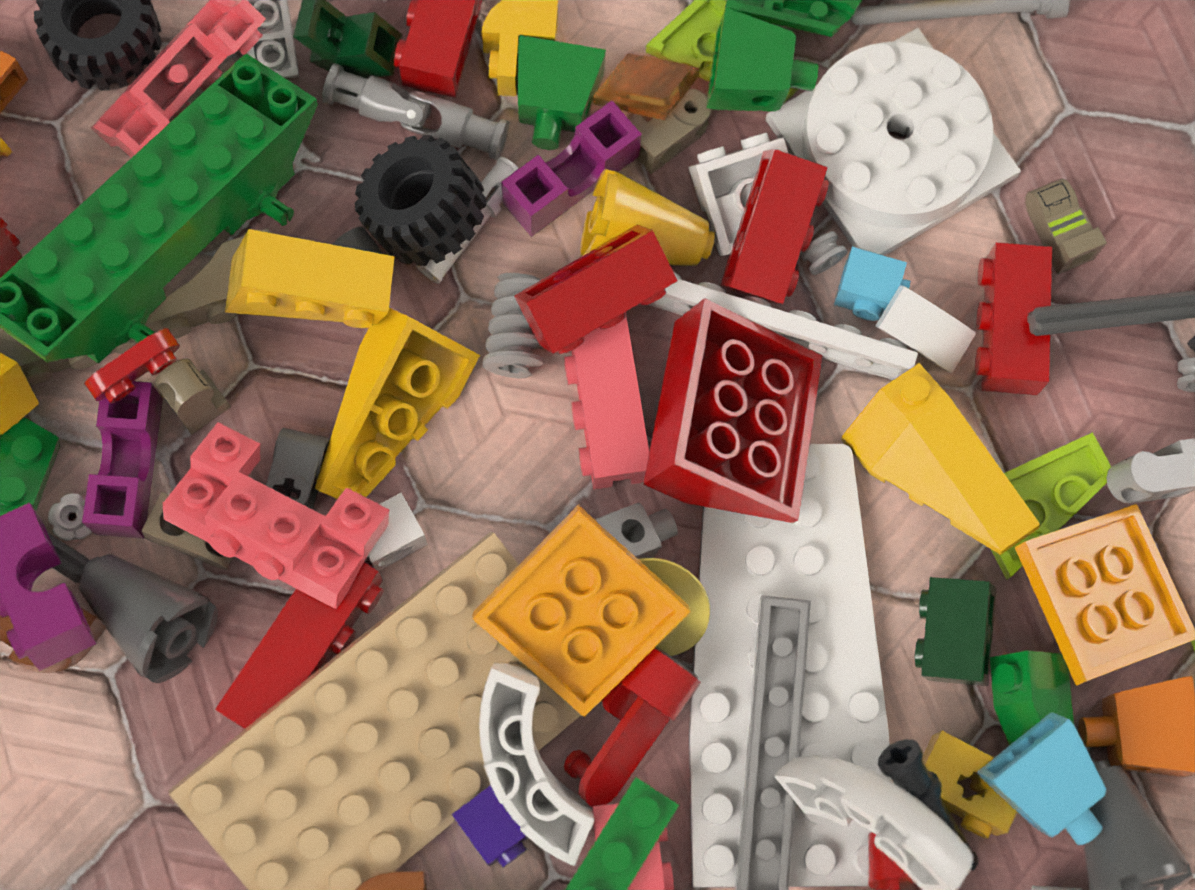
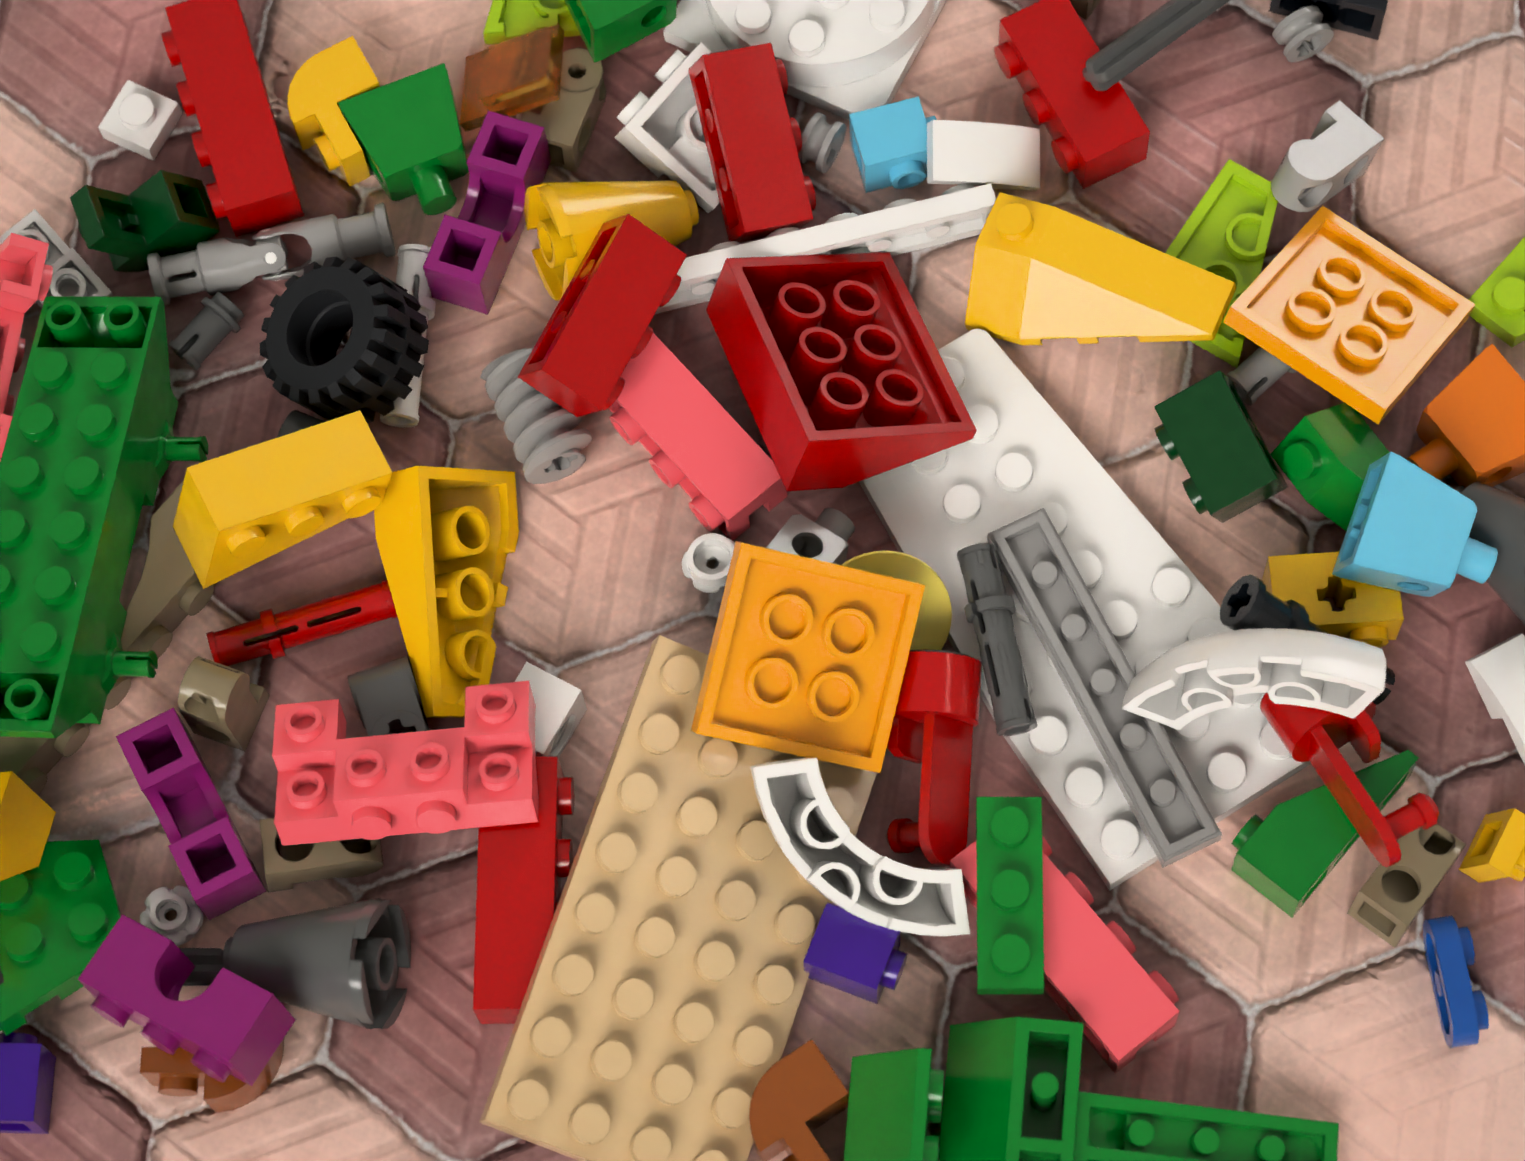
camera: 20 degrees left, 5 degrees down
(117, 377) = (135, 721): red plate -> none
(260, 369) = (230, 648): none -> red pin
(342, 137) = (207, 330): none -> dark grey pin
(567, 485) = (702, 550): none -> white plate
(718, 680) = (991, 615): none -> dark grey pin
(1014, 594) = (1257, 375): none -> light grey pin

